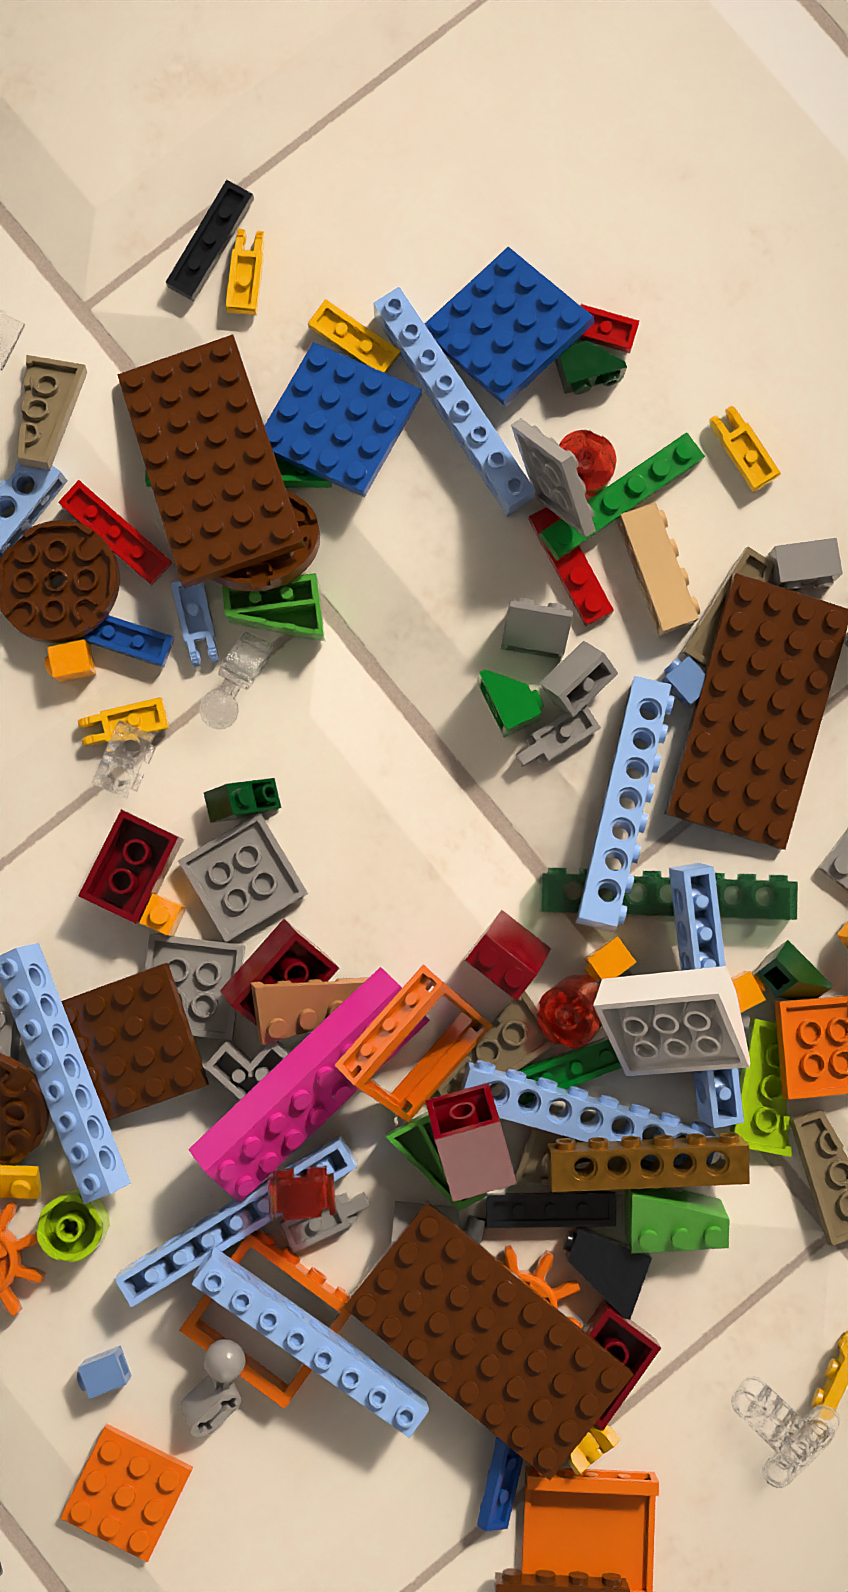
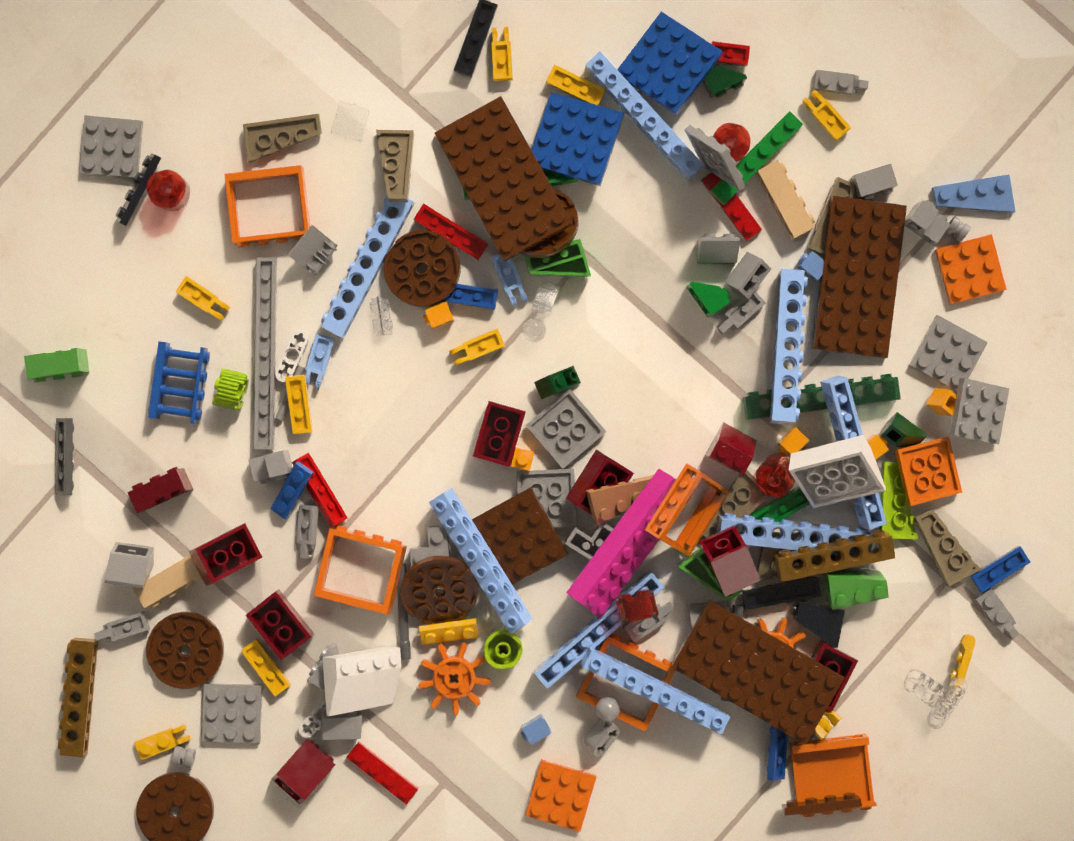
camera: 10 degrees left, 5 degrees up
(118, 757) = (478, 369): clear brick -> none
(772, 401) = (838, 82): none -> light grey hinge

